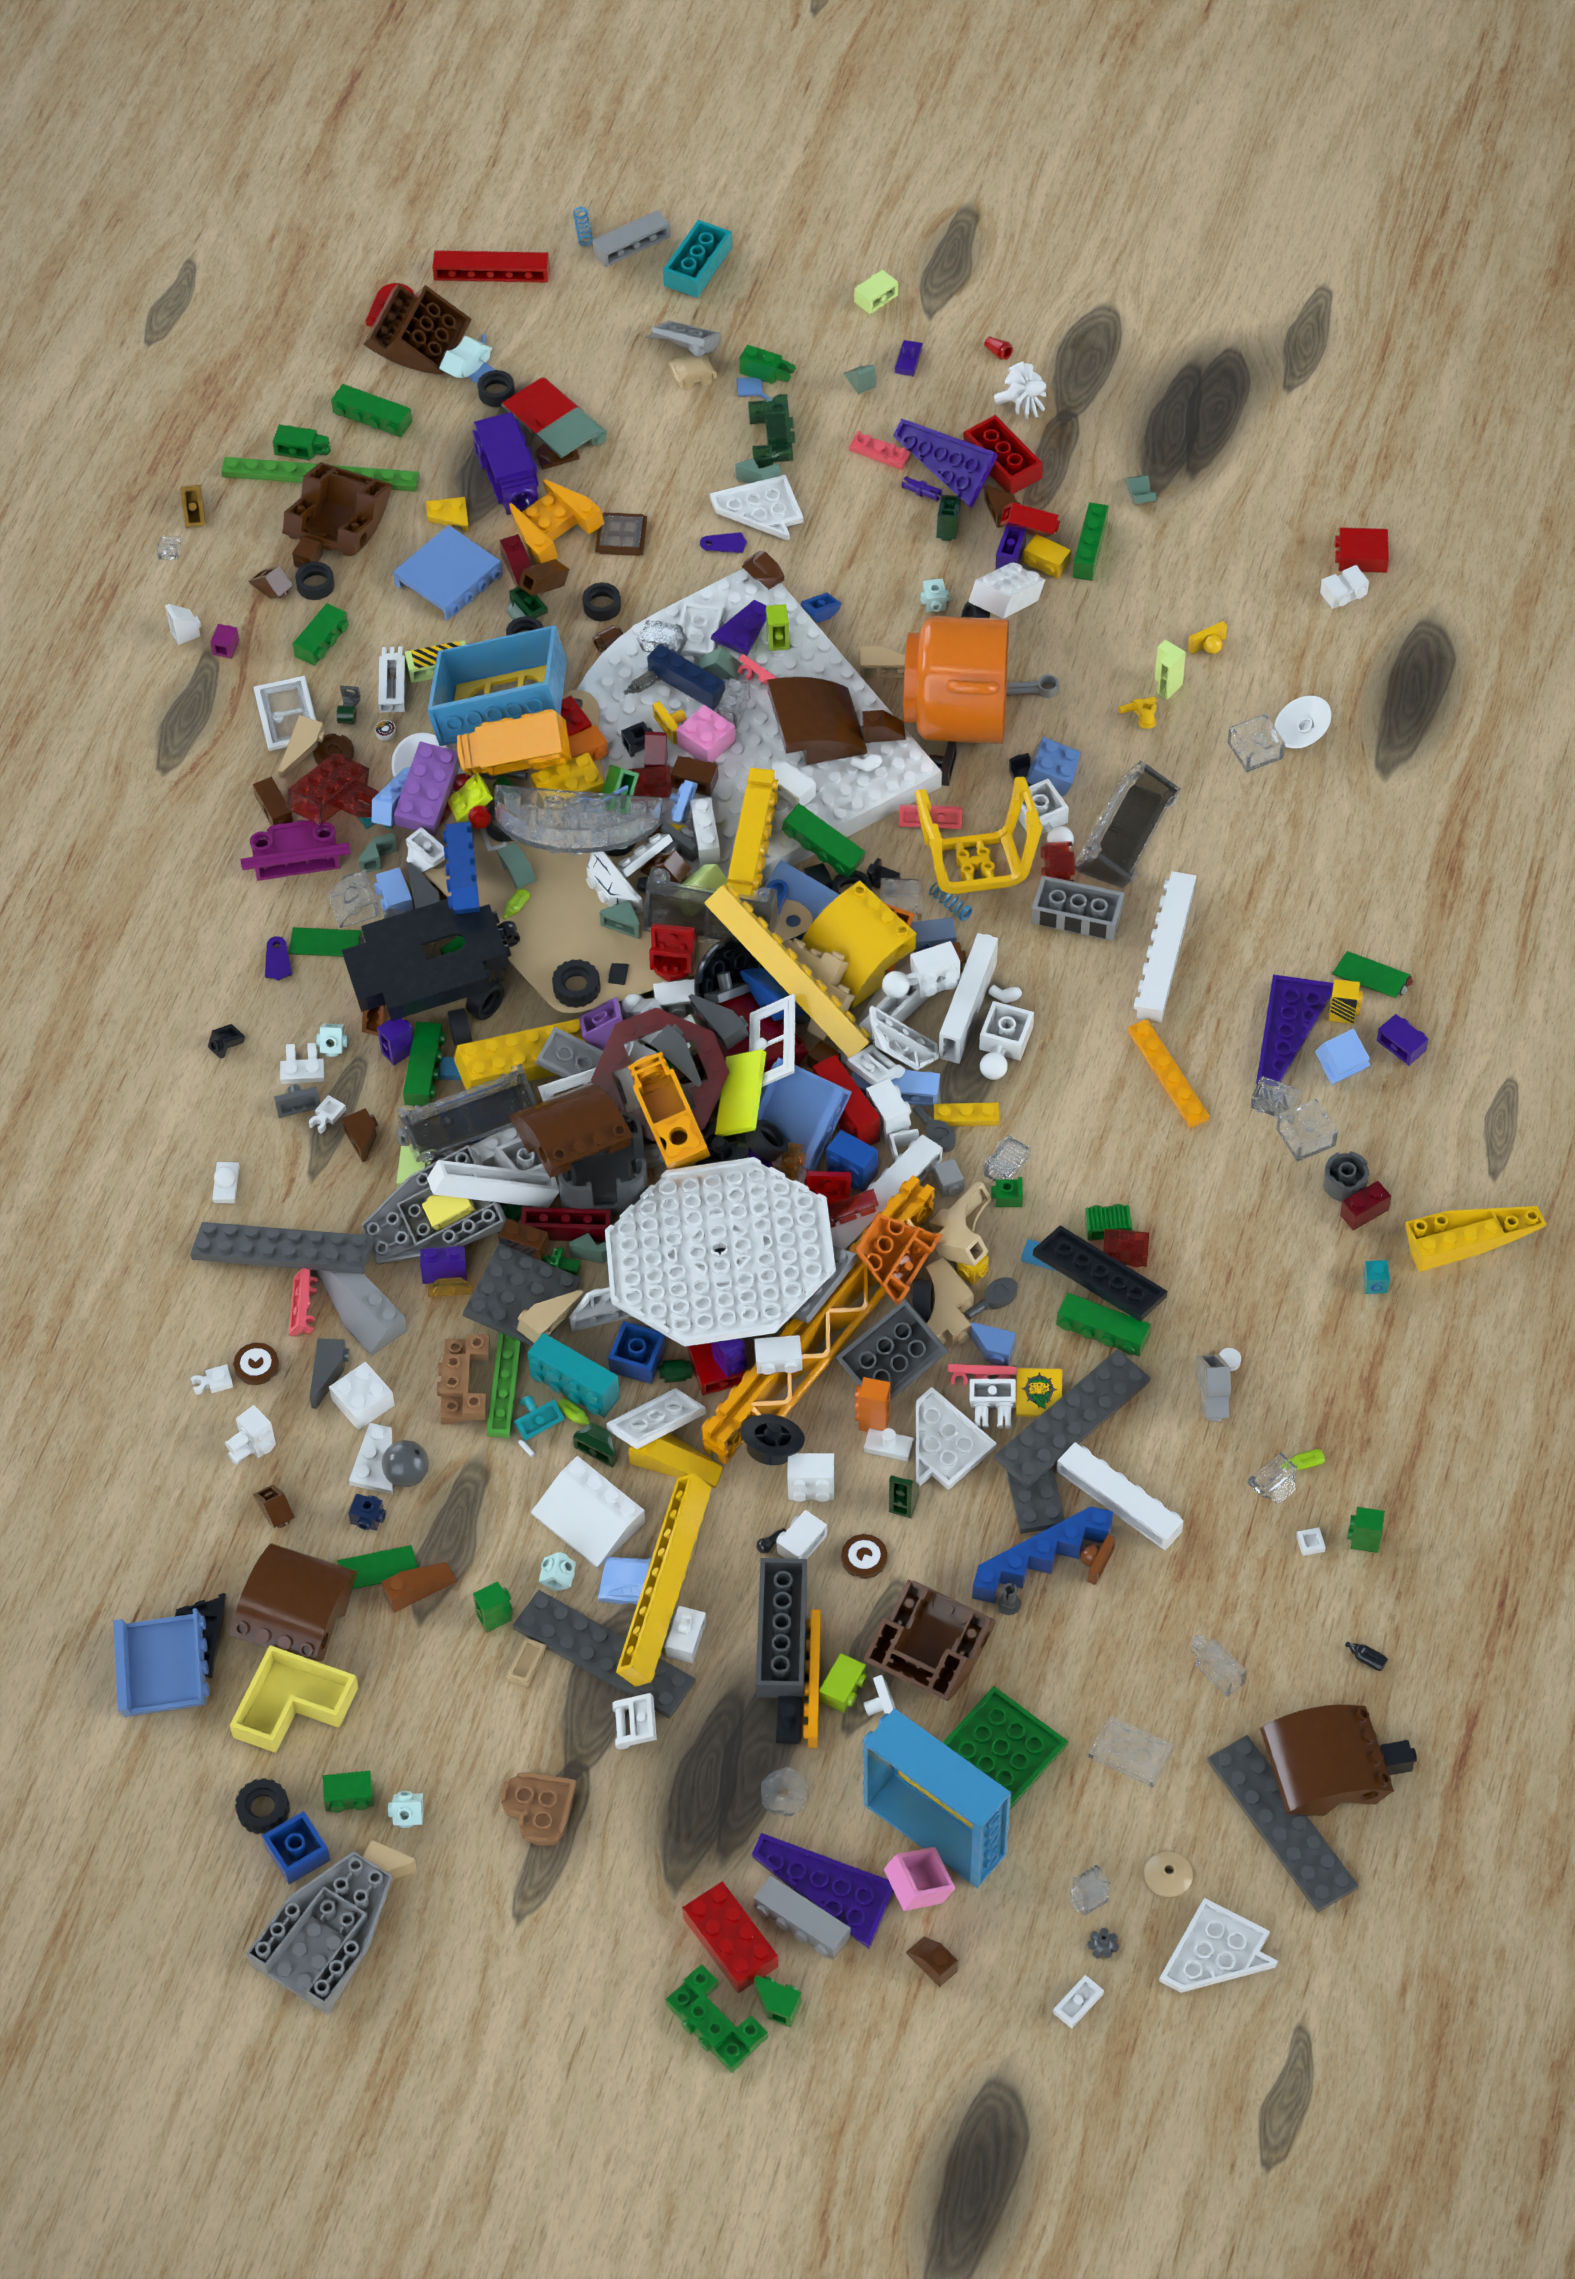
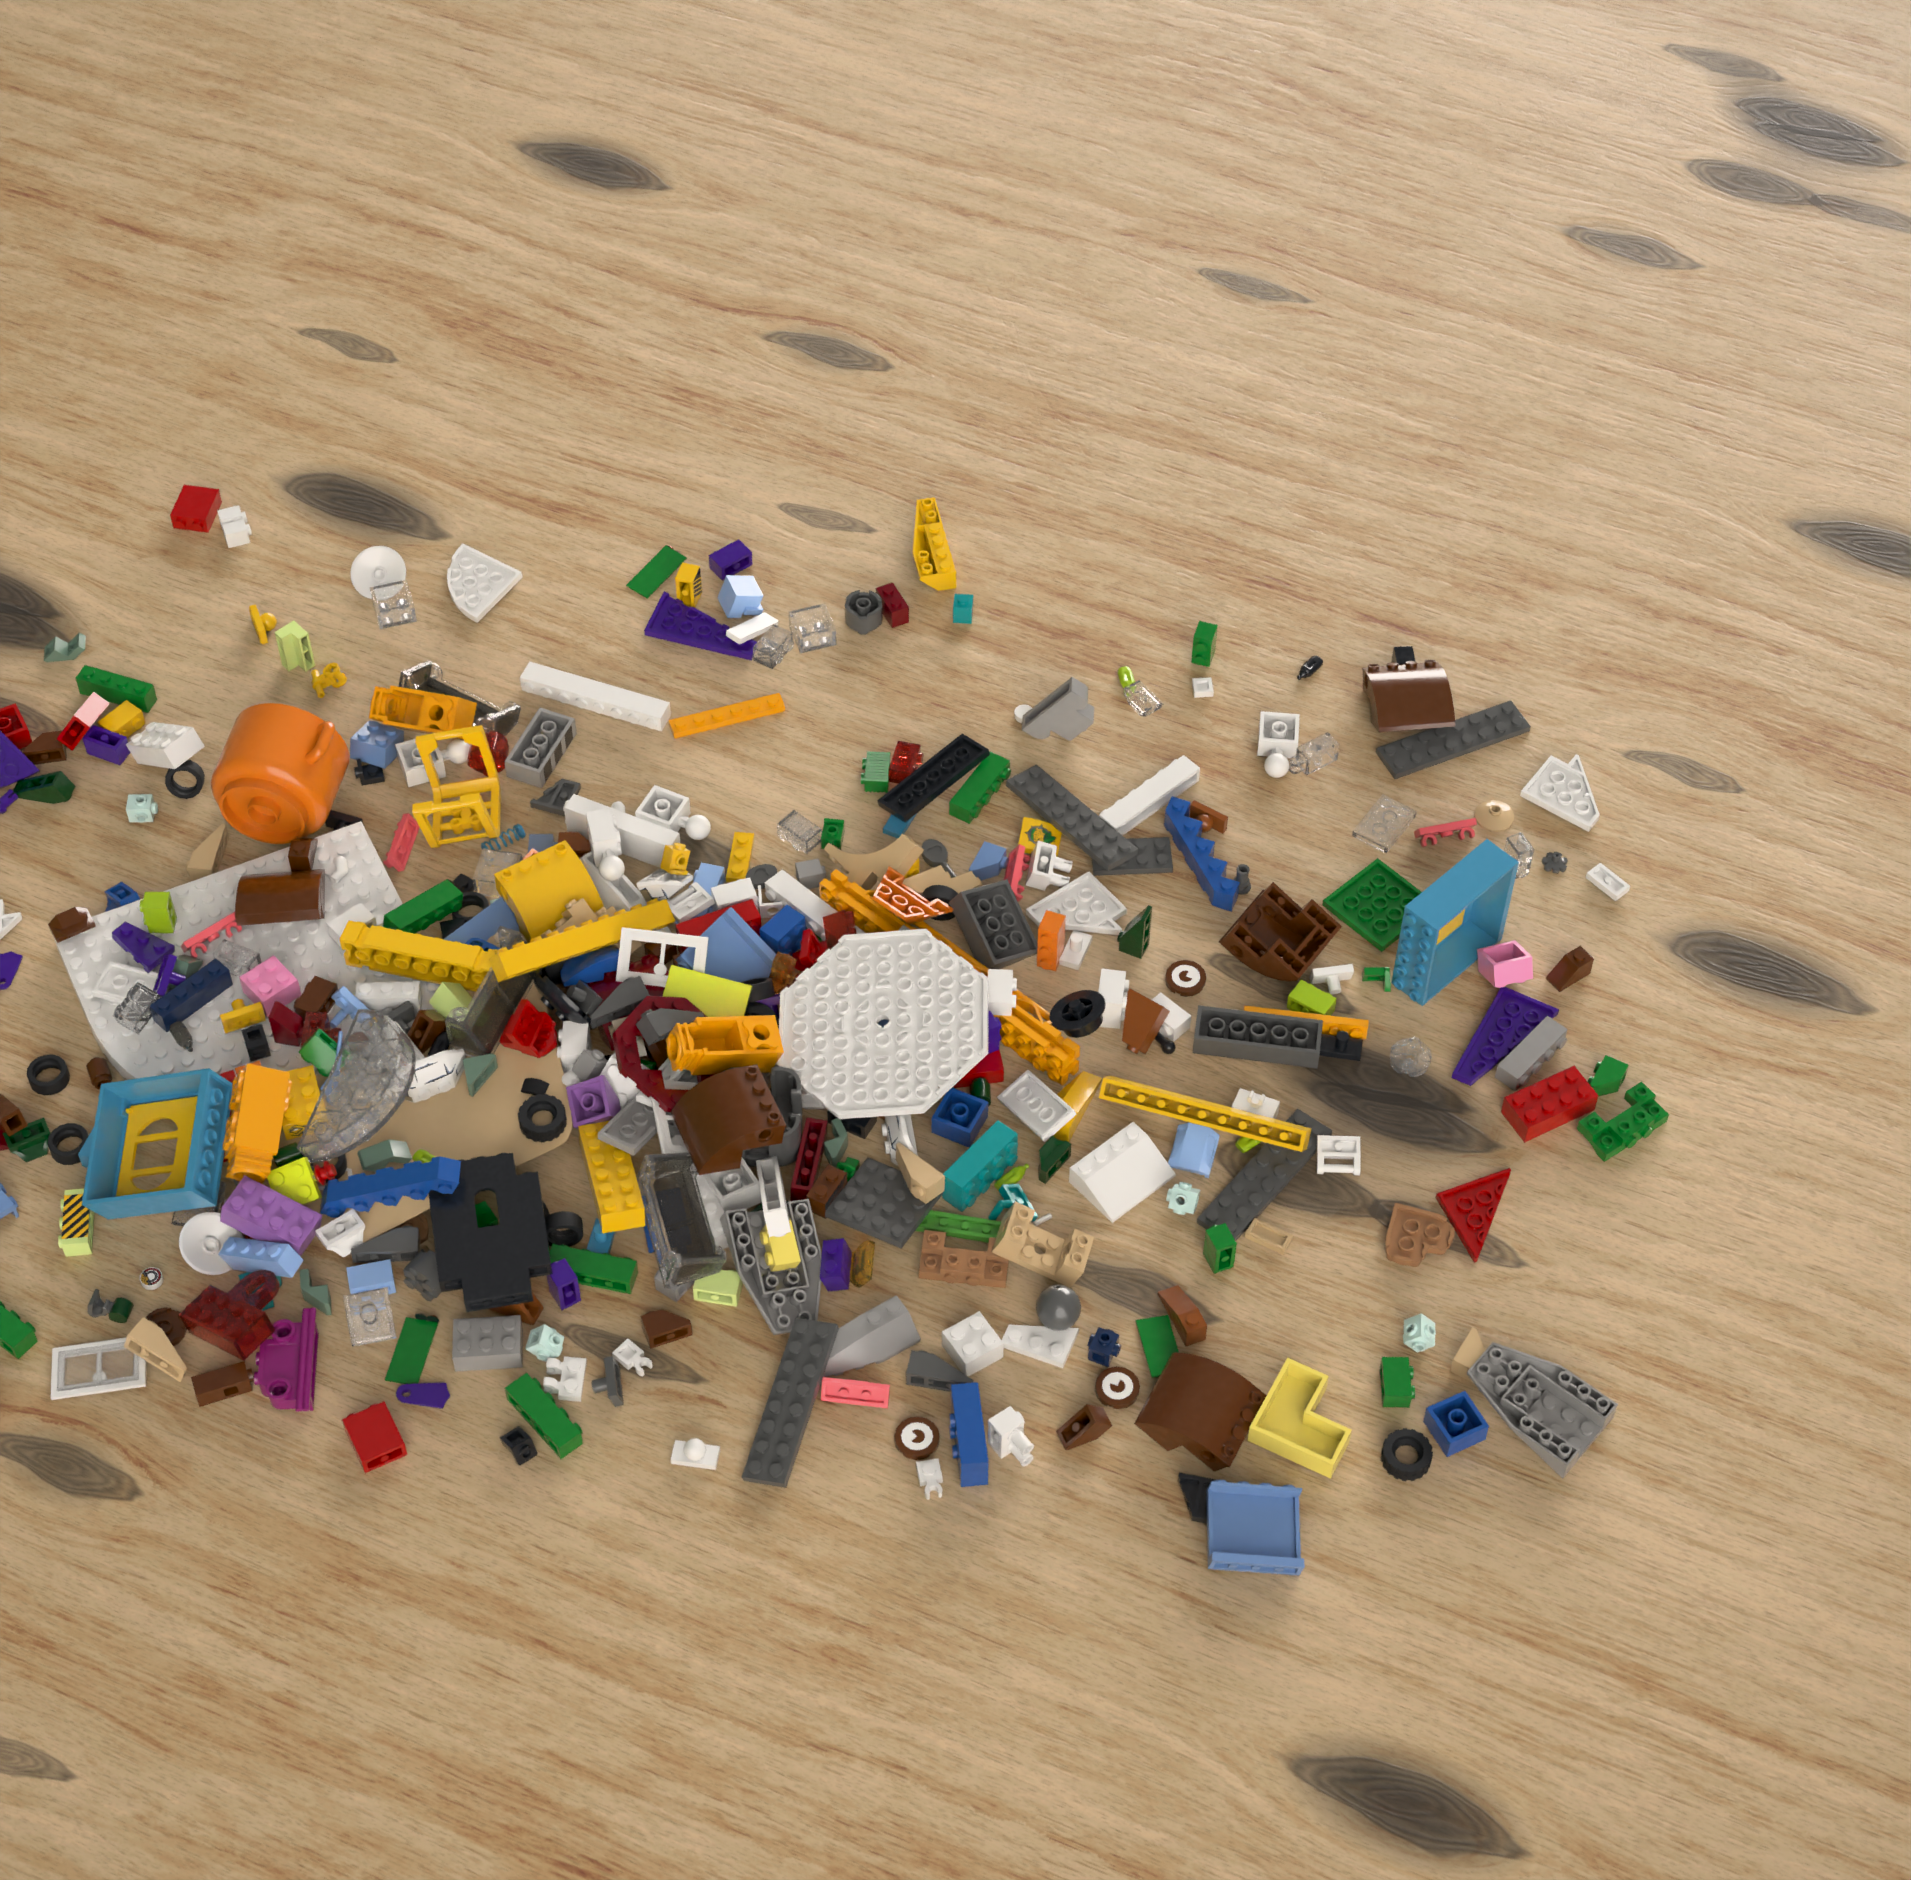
camera: 85 degrees left, 5 degrees down
(225, 927) = (374, 1437): none -> red brick
(256, 1053) = (544, 1415): none -> green brick
(270, 1393) = (969, 1434): none -> blue brick
(326, 1533) = (1117, 1387): none -> reddish brown tile
(330, 994) = (487, 1343): none -> light grey brick
(392, 690) = (97, 1267): white hinge -> none
(479, 1414) = (1061, 1258): none -> tan plate
(583, 1864) = (1473, 1207): none -> red tile
(697, 649) = (167, 976): none -> dark purple tile
(783, 1508) = (1142, 1021): none -> dark orange slope
(927, 1044) = (675, 859): none -> yellow brick
(1017, 938) = (556, 796): none -> dark grey wing
(1090, 792) = (421, 710): none -> light orange piece
(1127, 1815) = (1446, 830): none -> coral plate
(1236, 1621) = (1277, 741): none -> white brick
(1297, 1074) = (751, 628): none -> white tile
(1314, 813) = (478, 581): none -> white plate

